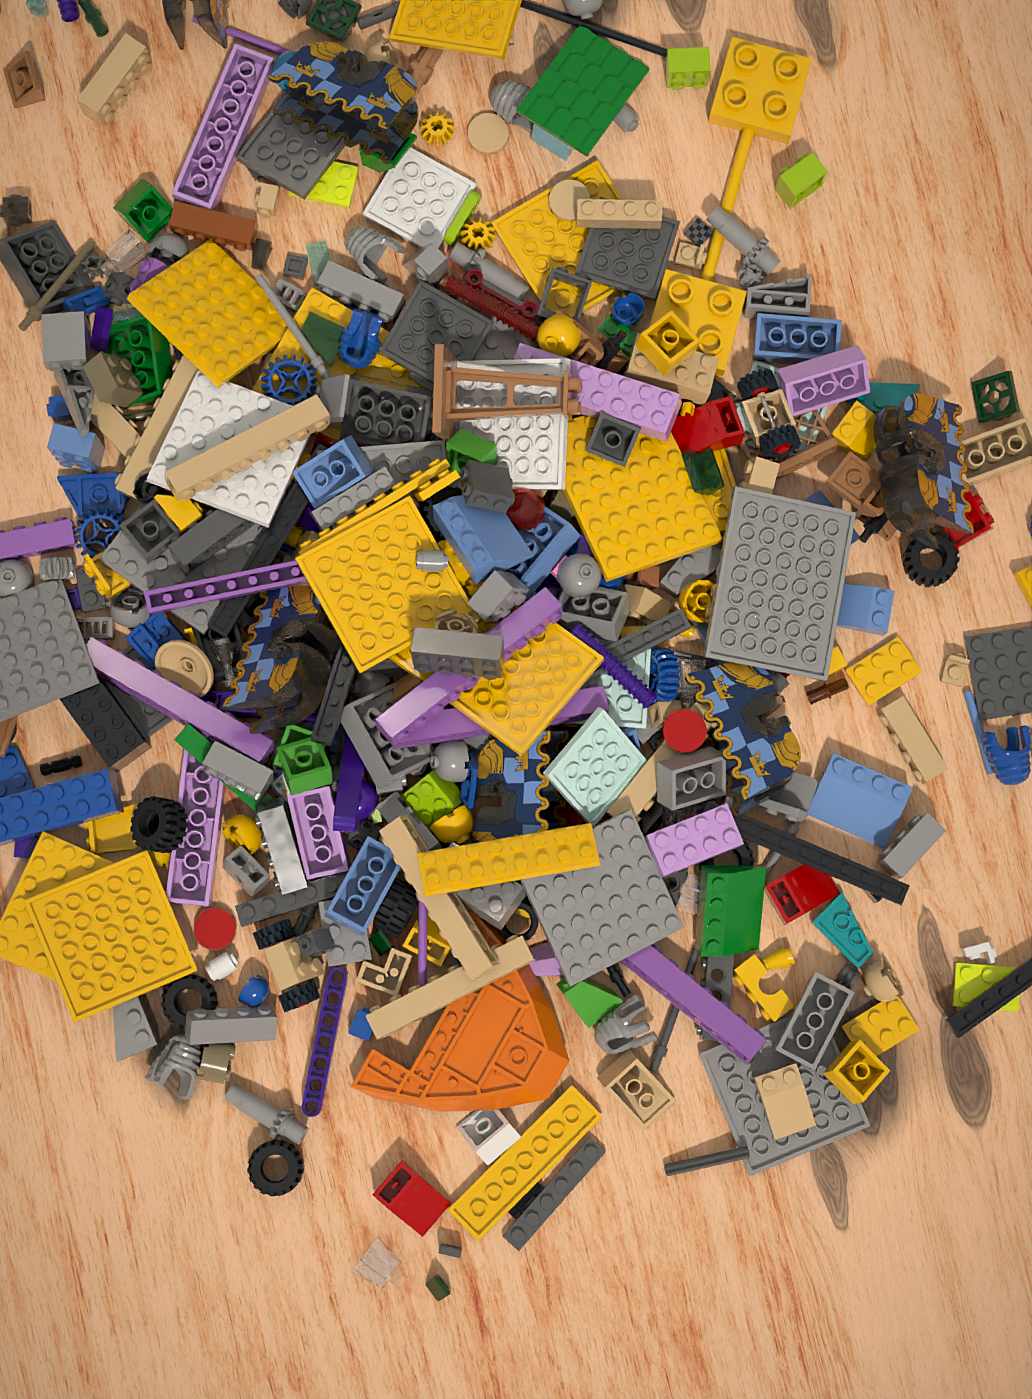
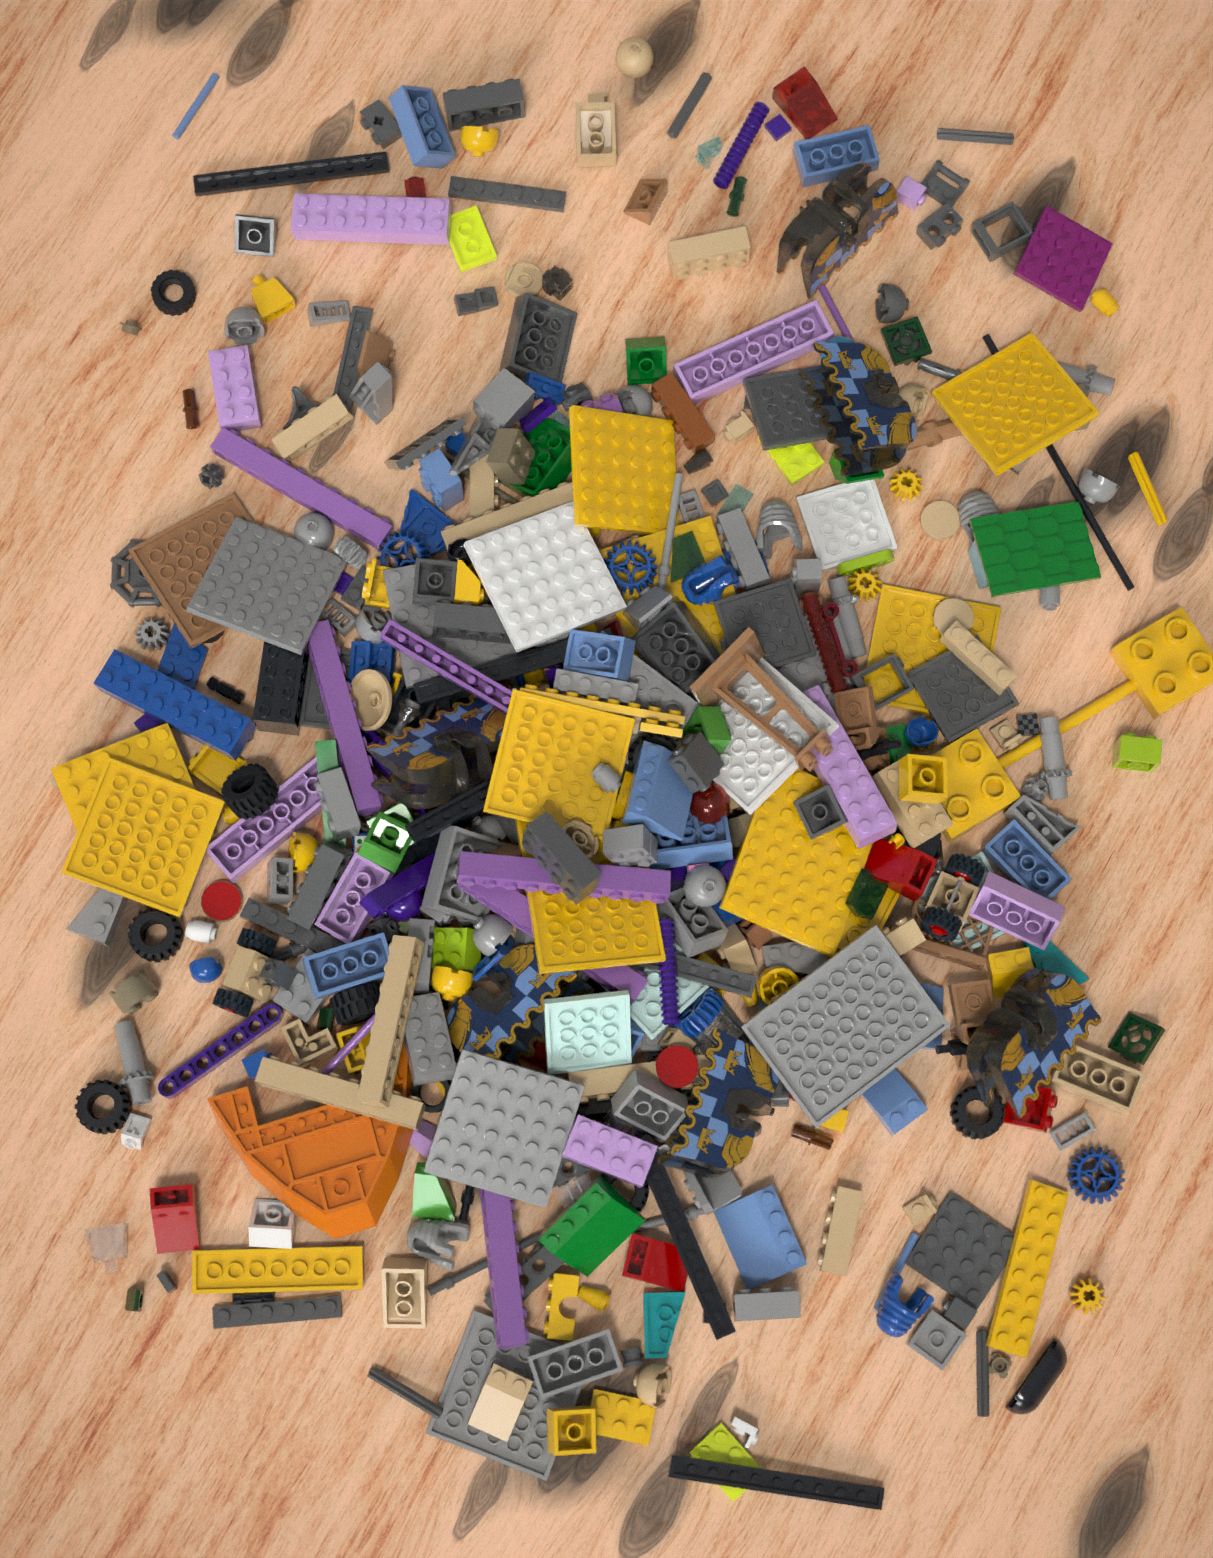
camera: 45 degrees right, 5 degrees down
(35, 311) = (501, 362): dark tan bar -> none
(36, 428) = (421, 446): none -> dark grey plate
(89, 262) = (574, 374): dark grey gear -> none
(123, 254) = (601, 377): clear torso -> none
(180, 1057) = (115, 968): light grey hair -> none
(230, 1025) = (166, 977): light grey brick -> none
(247, 448) = (553, 584): tan brick -> none
(317, 1163) = (134, 1131): none -> white bracket
(508, 859) = (462, 1038): yellow plate -> none
(559, 335) = (851, 705): yellow cylinder -> none
(687, 67) = (1128, 600): lime brick -> none
(883, 671) = (866, 1161): yellow plate -> none
(1003, 506) = (1089, 1123): none -> light grey slope

